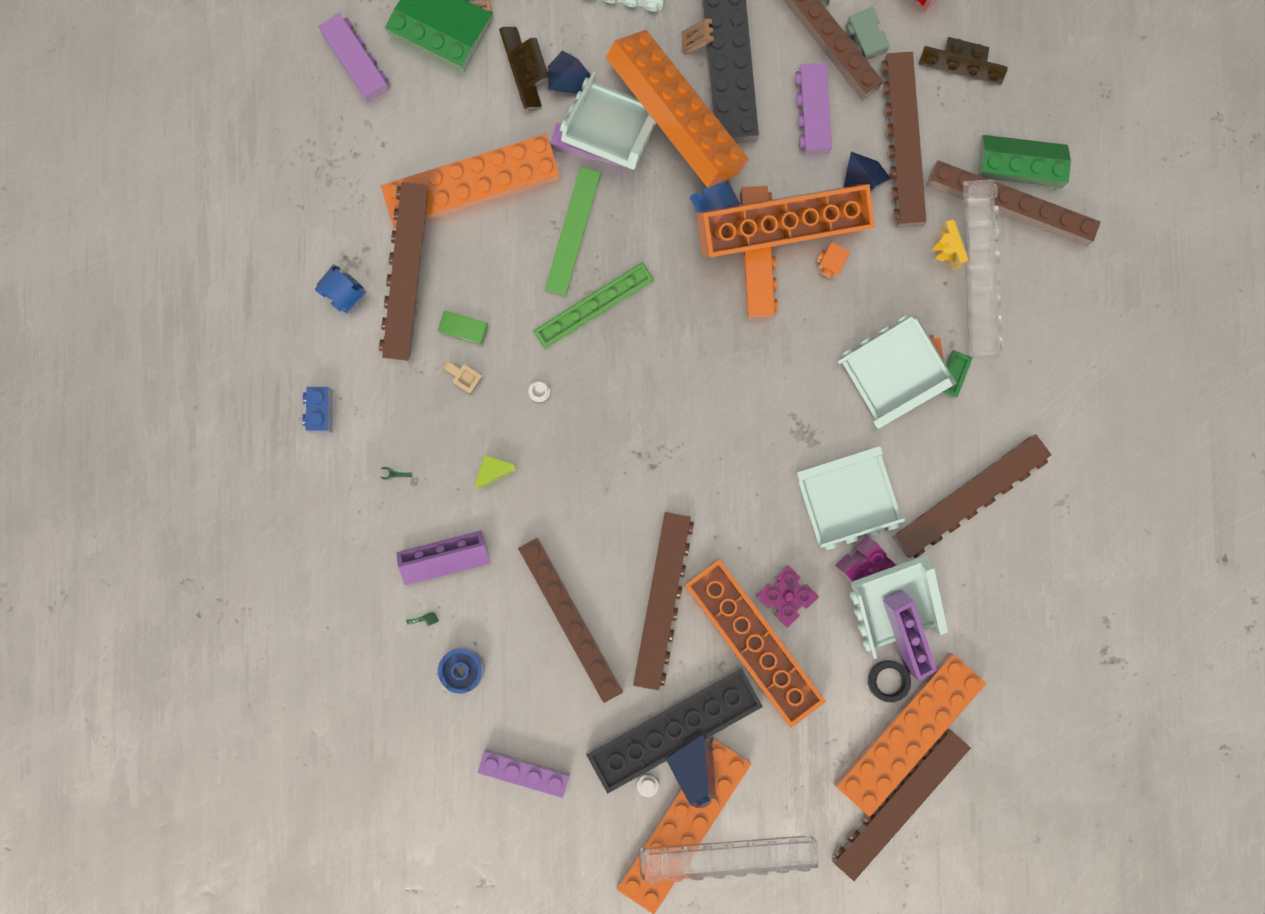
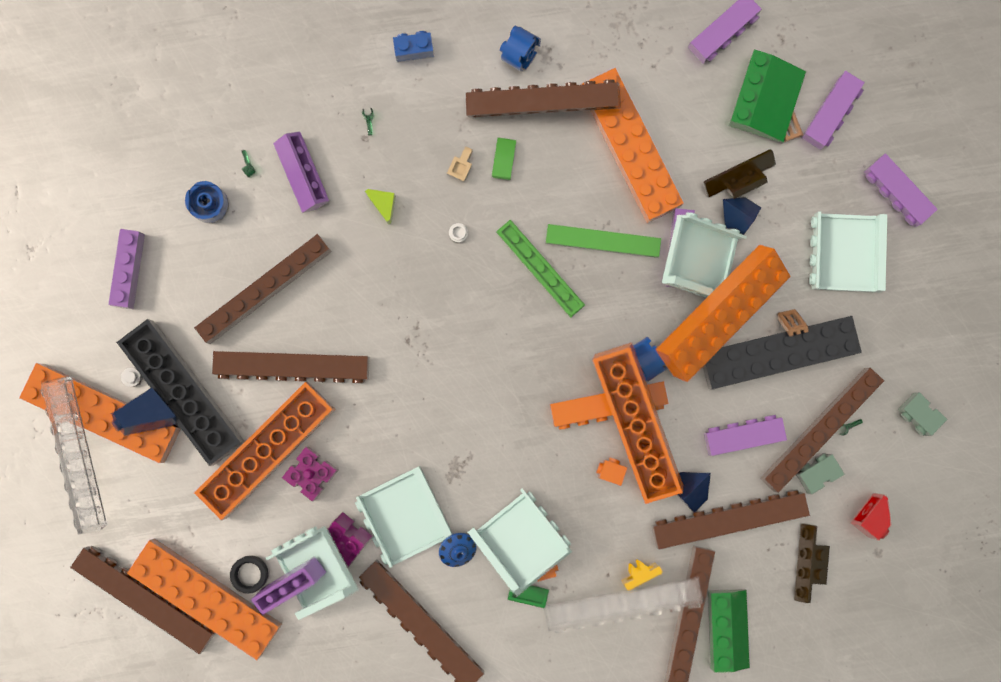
camera: 80 degrees right, 0 degrees up
(895, 444) = (454, 544): none -> blue dish

